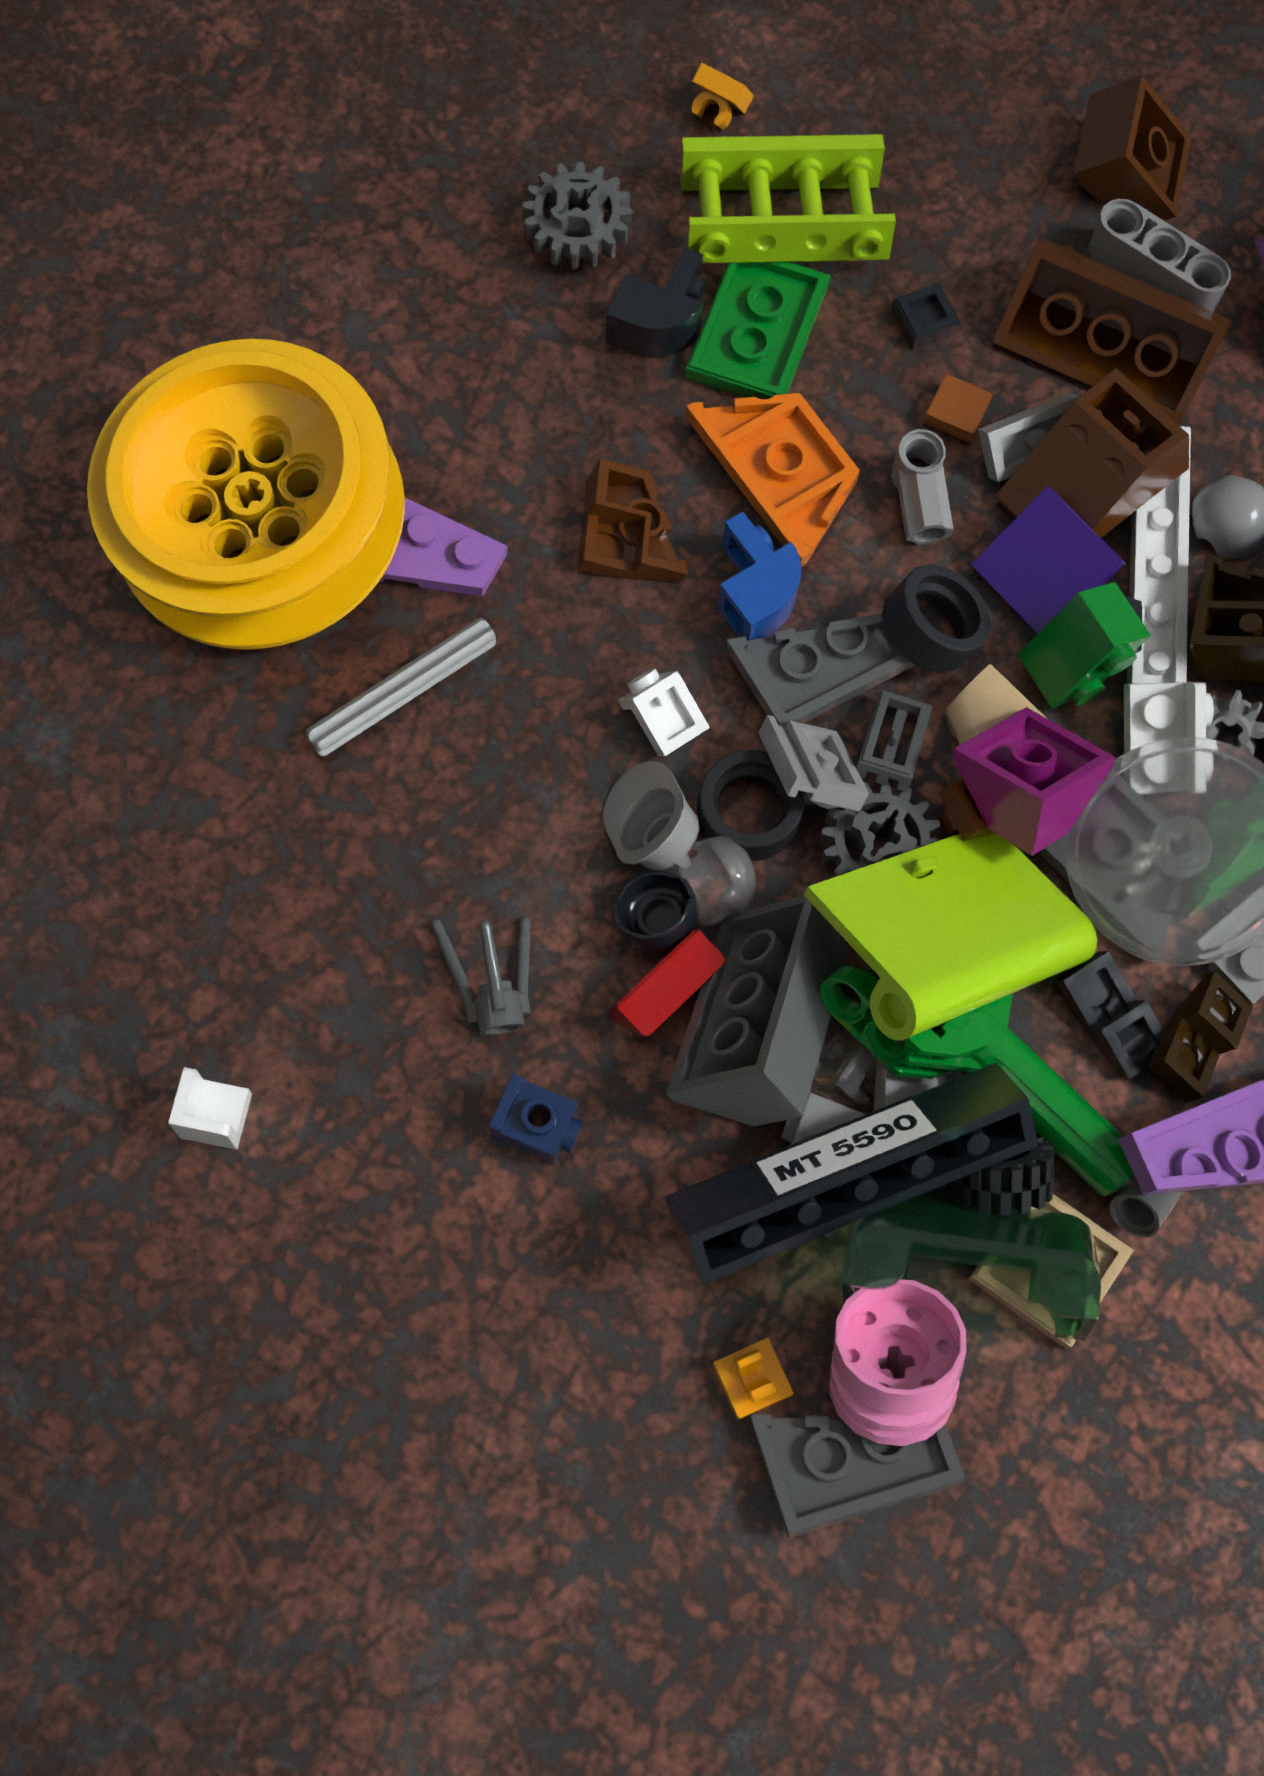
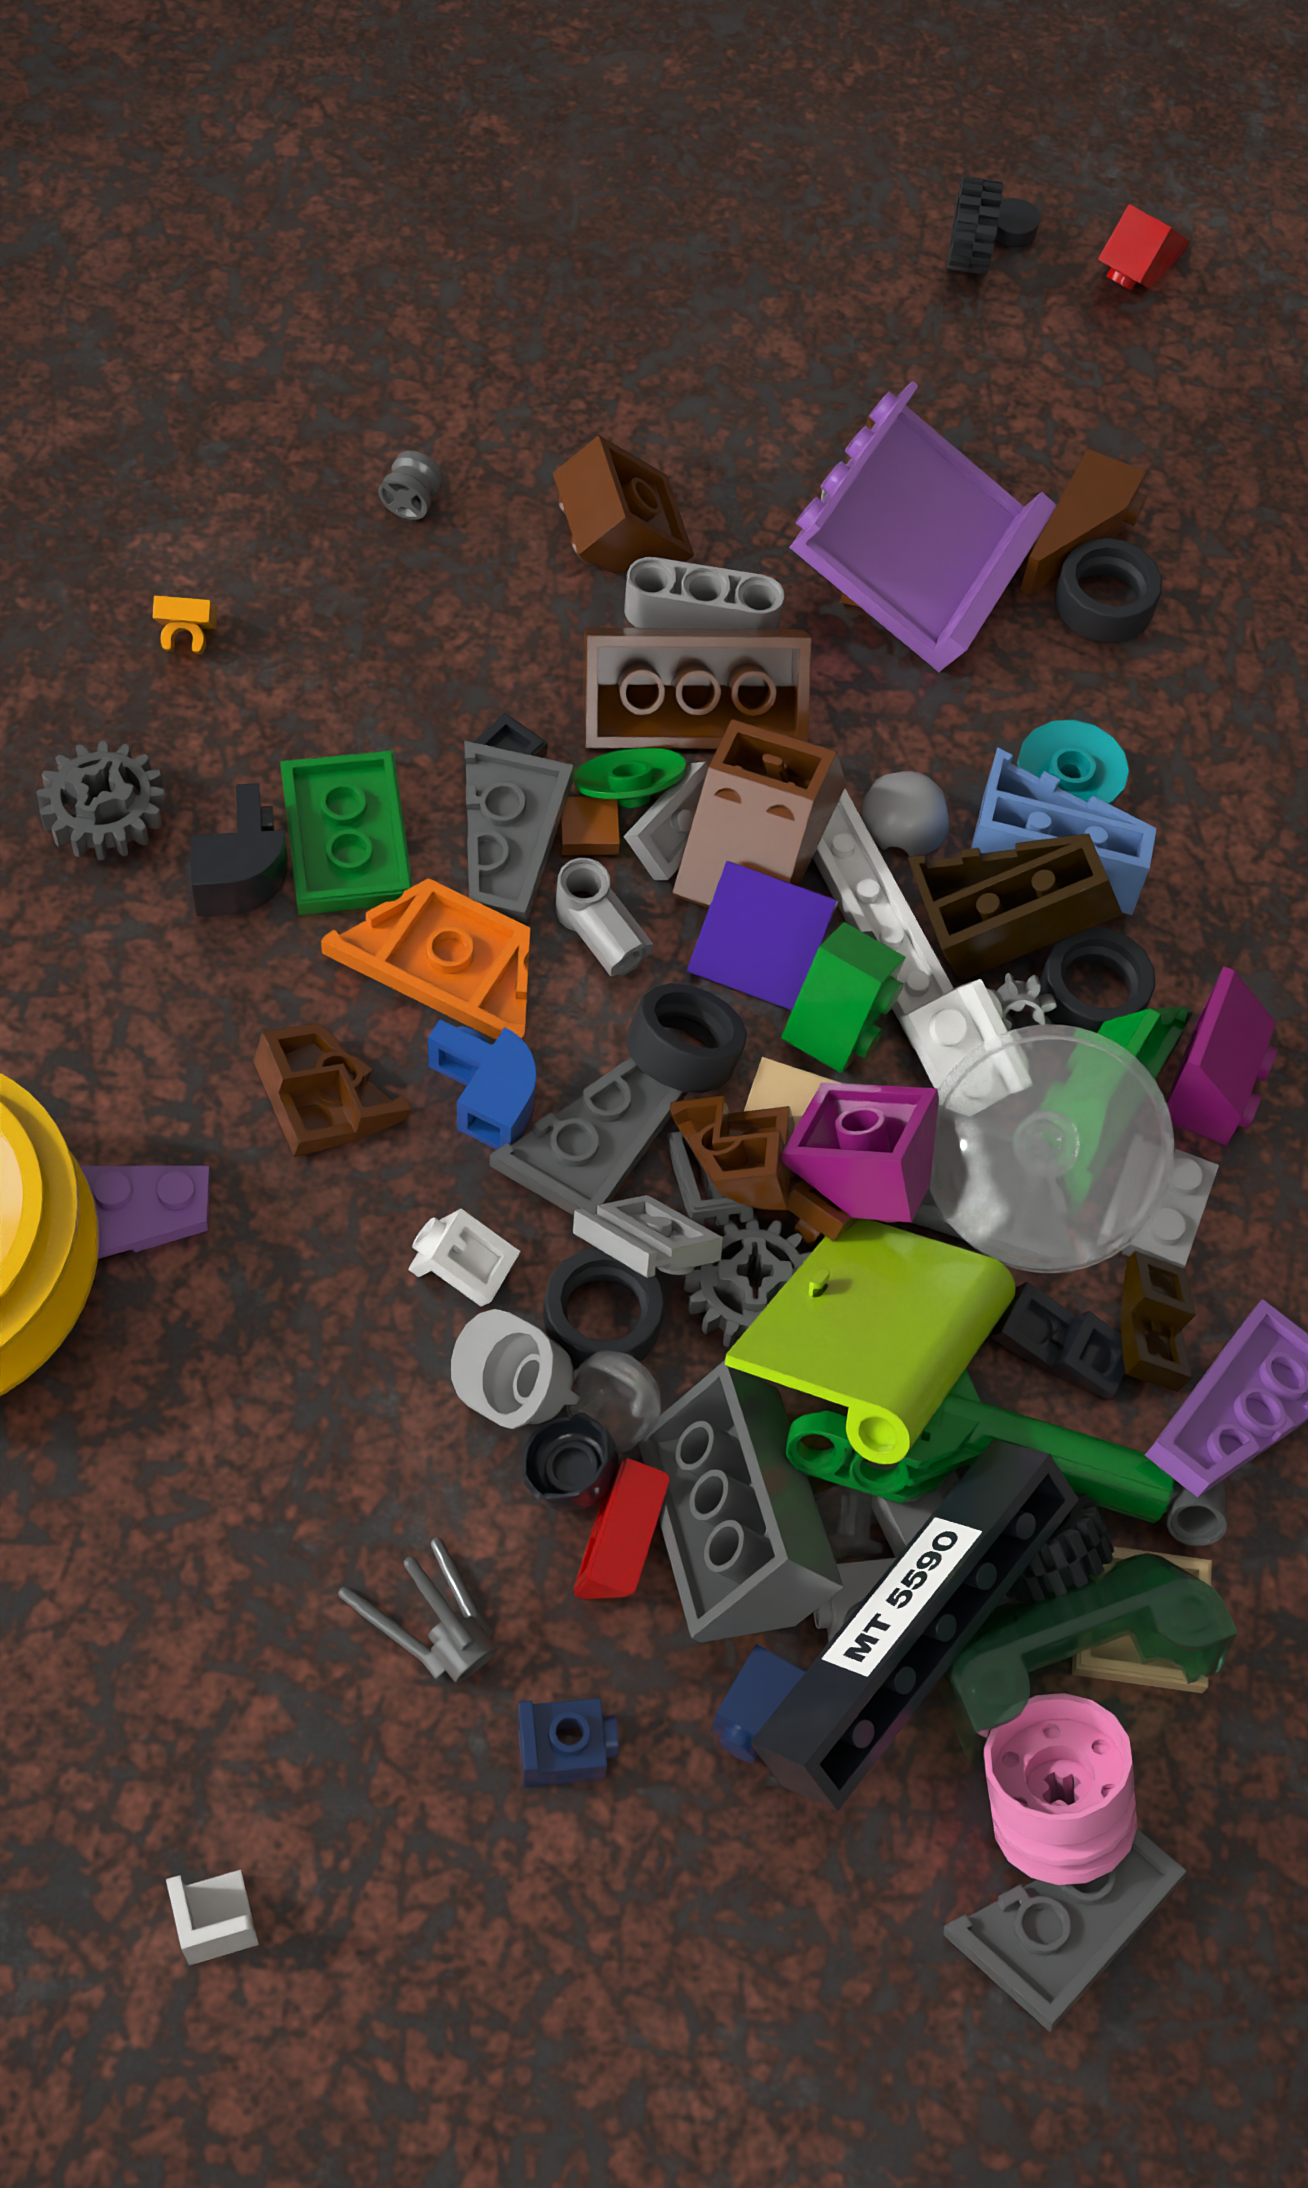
camera: 30 degrees left, 10 degrees down
(401, 687) = (173, 1365): light grey axle -> none
(696, 1161) = (752, 1700): none -> dark blue brick
(752, 1379) = (924, 1890): light orange tile -> none
(786, 163) = (292, 659): lime fence -> none
(895, 376) = (512, 824): none -> dark grey wing
(926, 729) = (739, 1149): none -> reddish brown slope
(966, 56) = (411, 485): none -> dark grey wheel
(1013, 380) = (630, 775): none -> green dish

